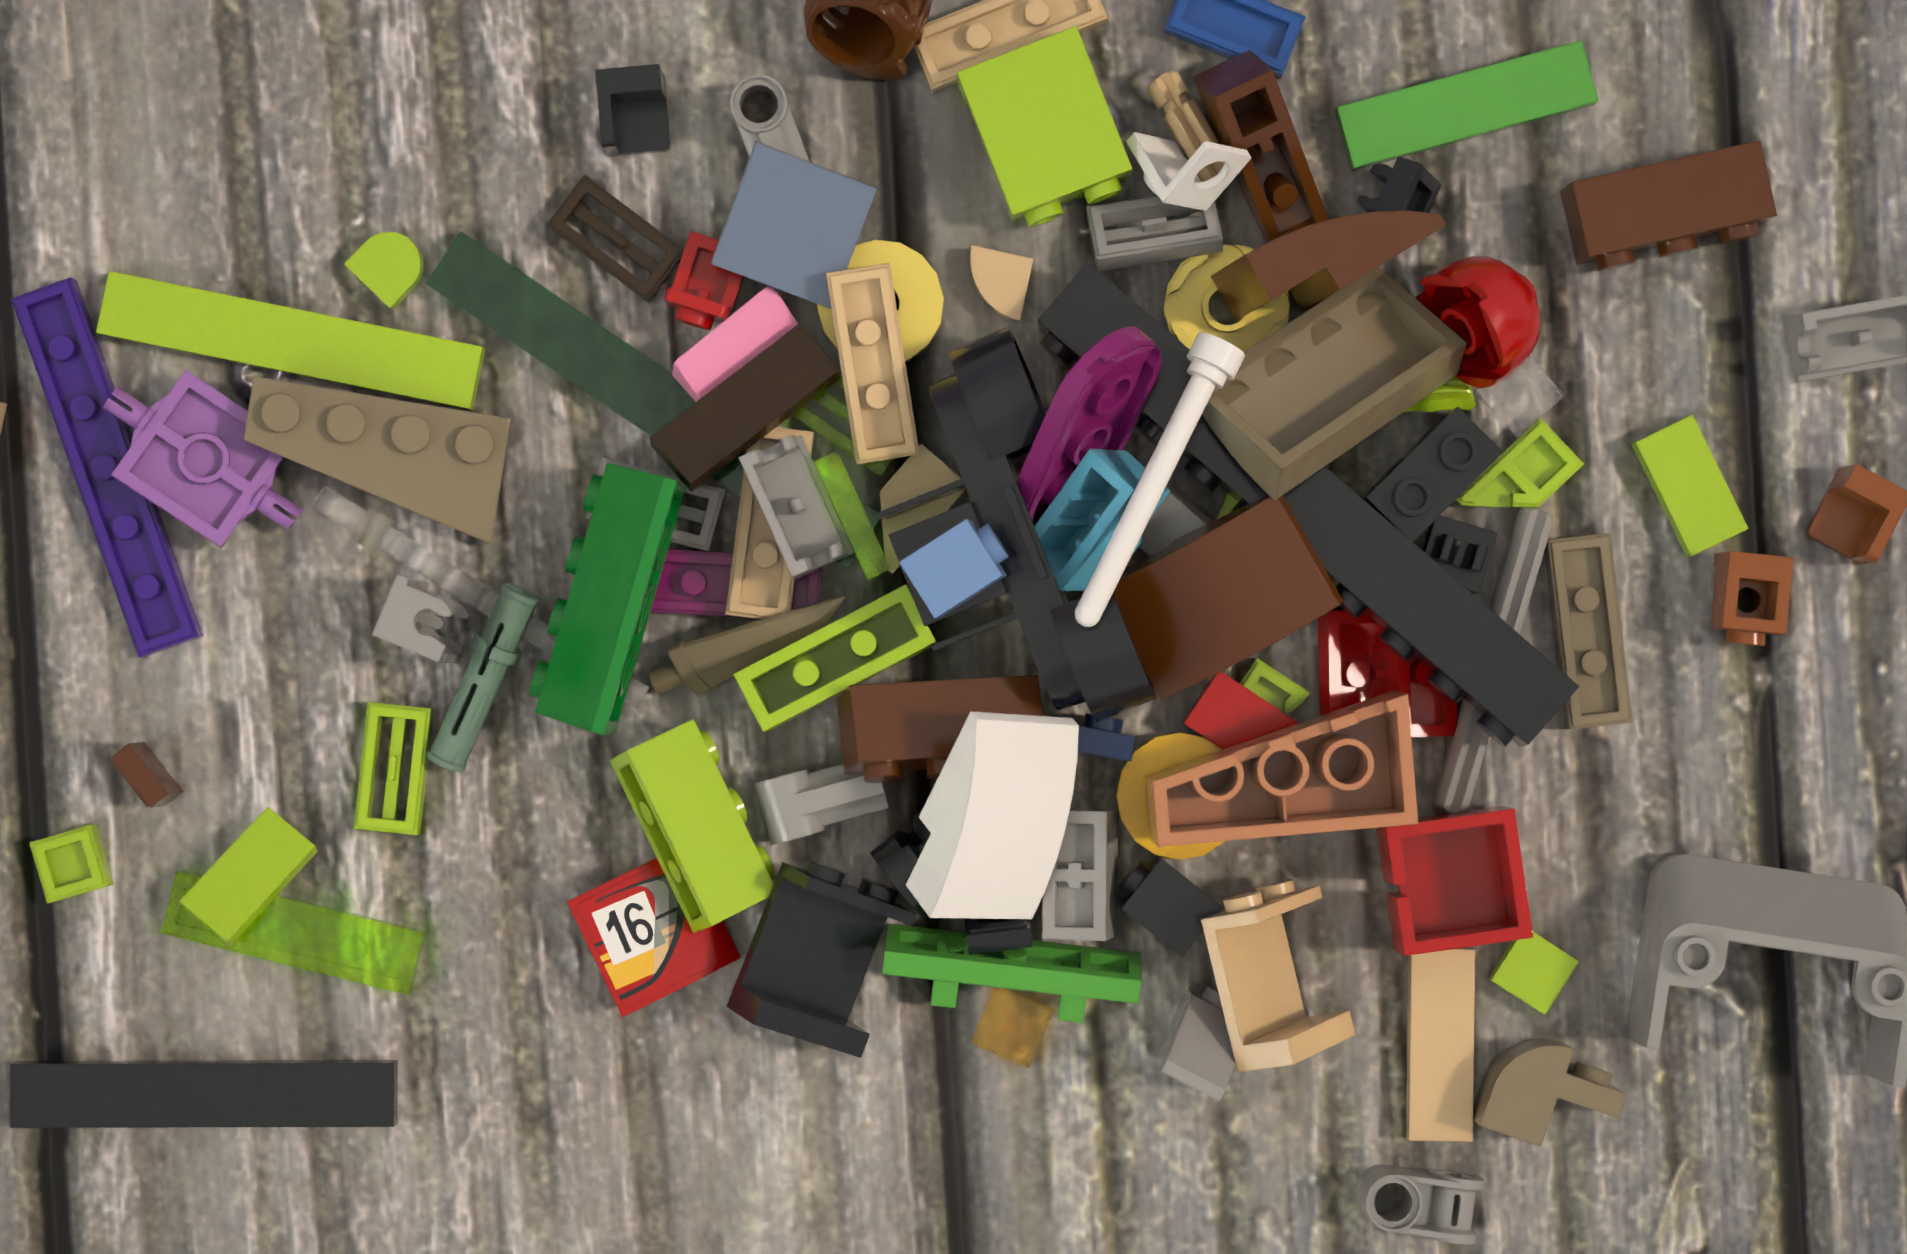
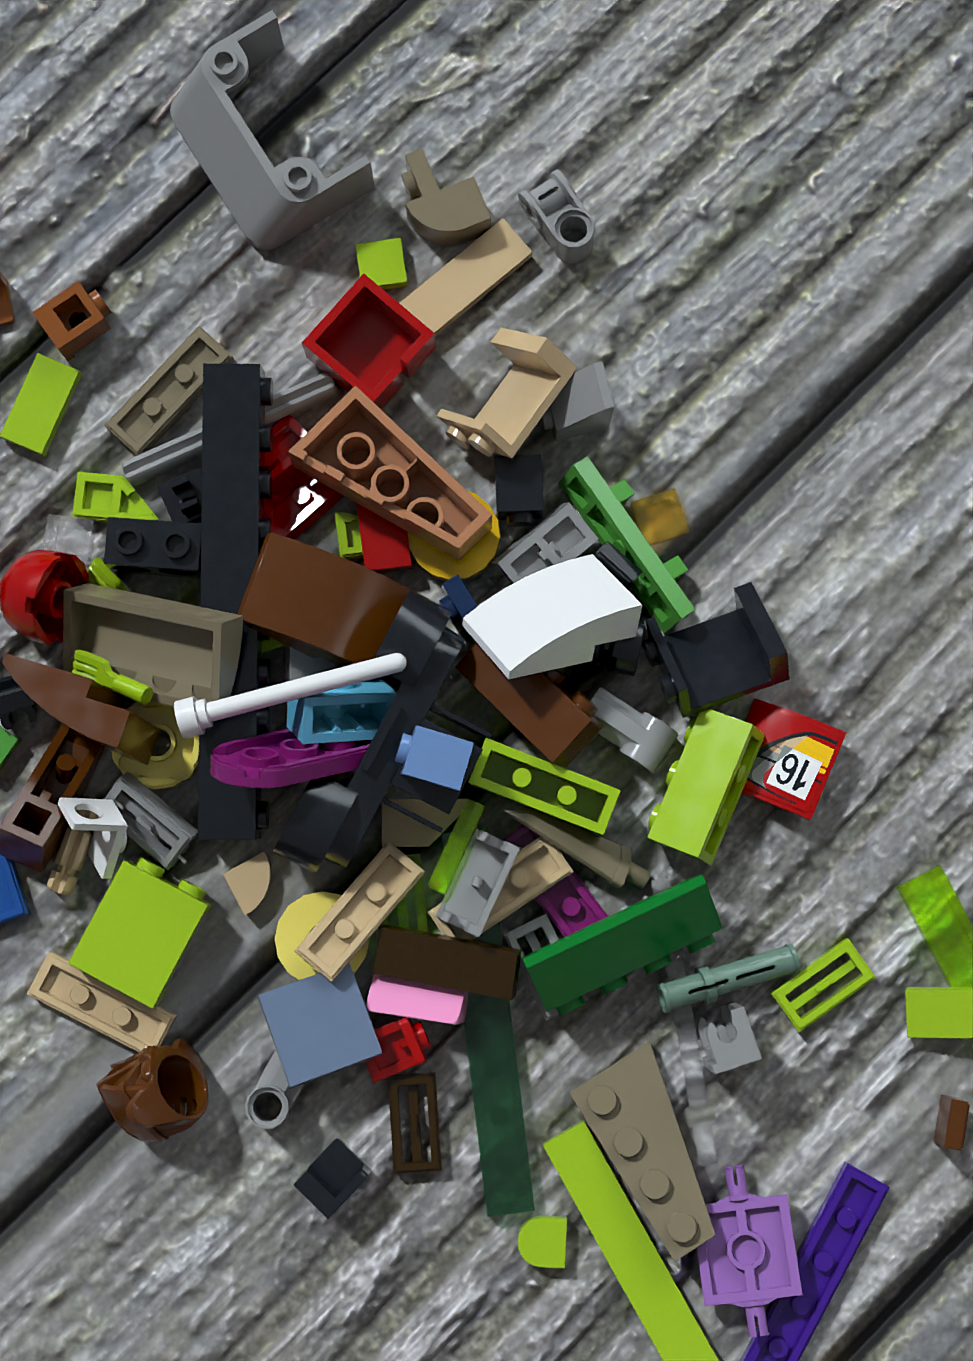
camera: 130 degrees left, 5 degrees down
(1350, 306) = (100, 670): none -> lime piece

